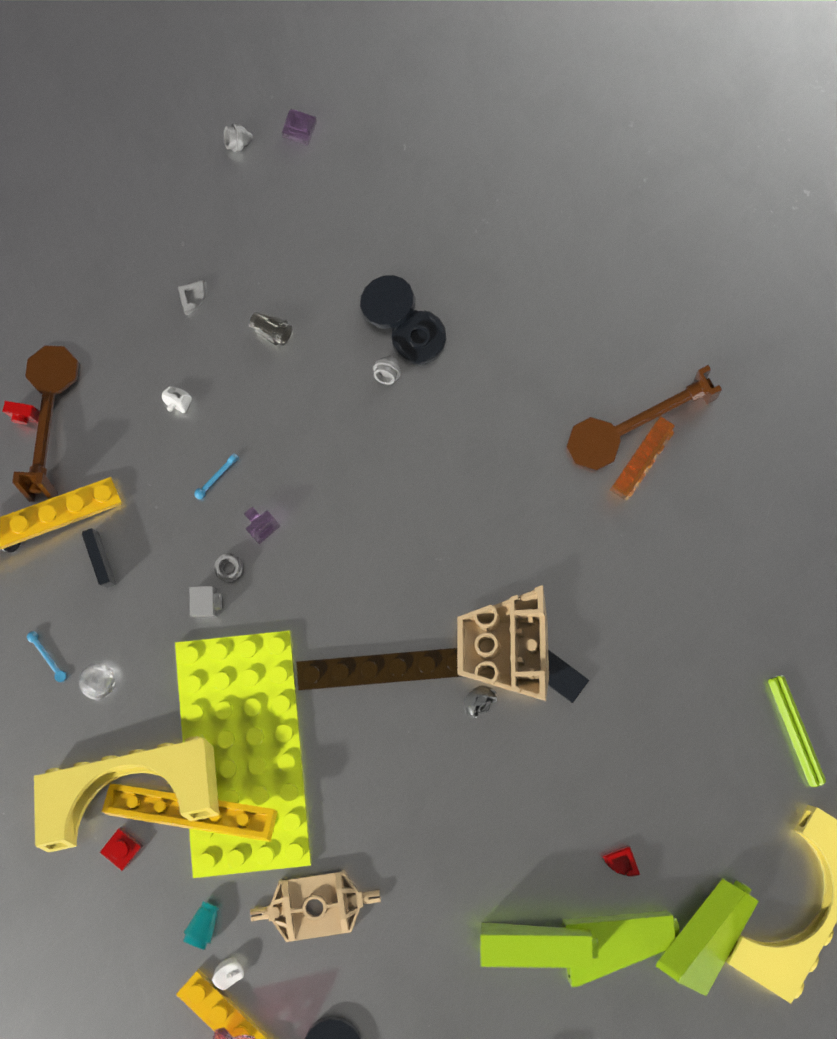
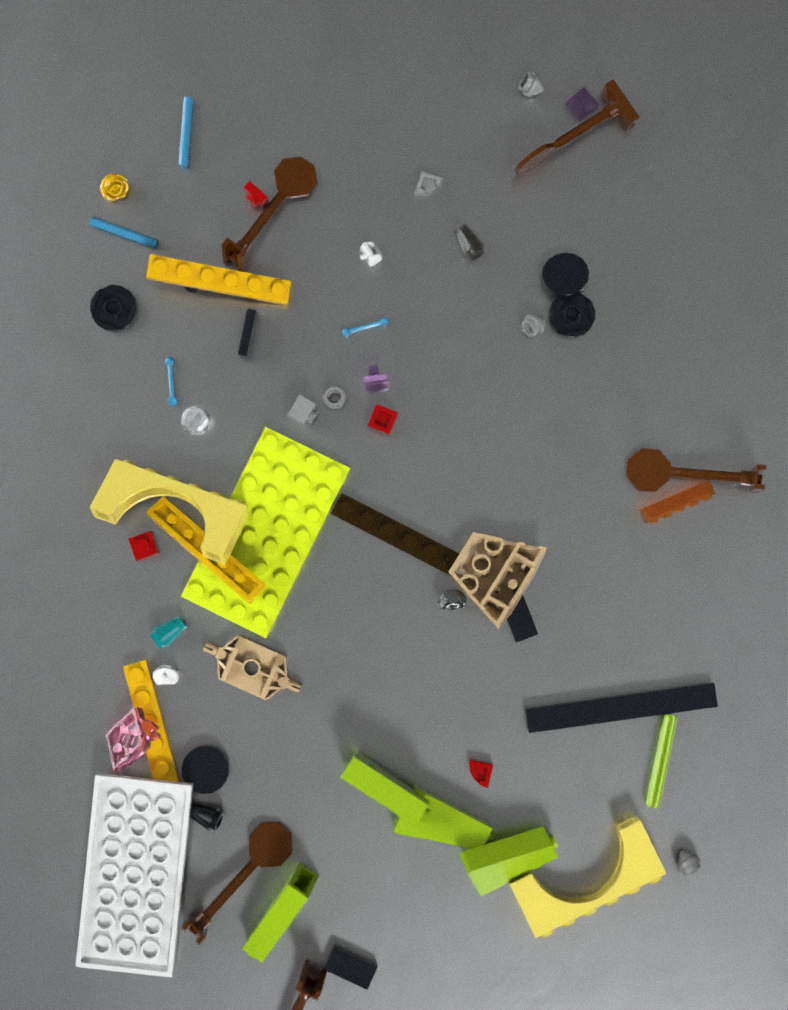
camera: 35 degrees right, 5 degrees up
(292, 559) = (382, 419): none -> red plate
(334, 107) = (617, 106): none -> reddish brown piece
(720, 702) = (621, 707): none -> black tile

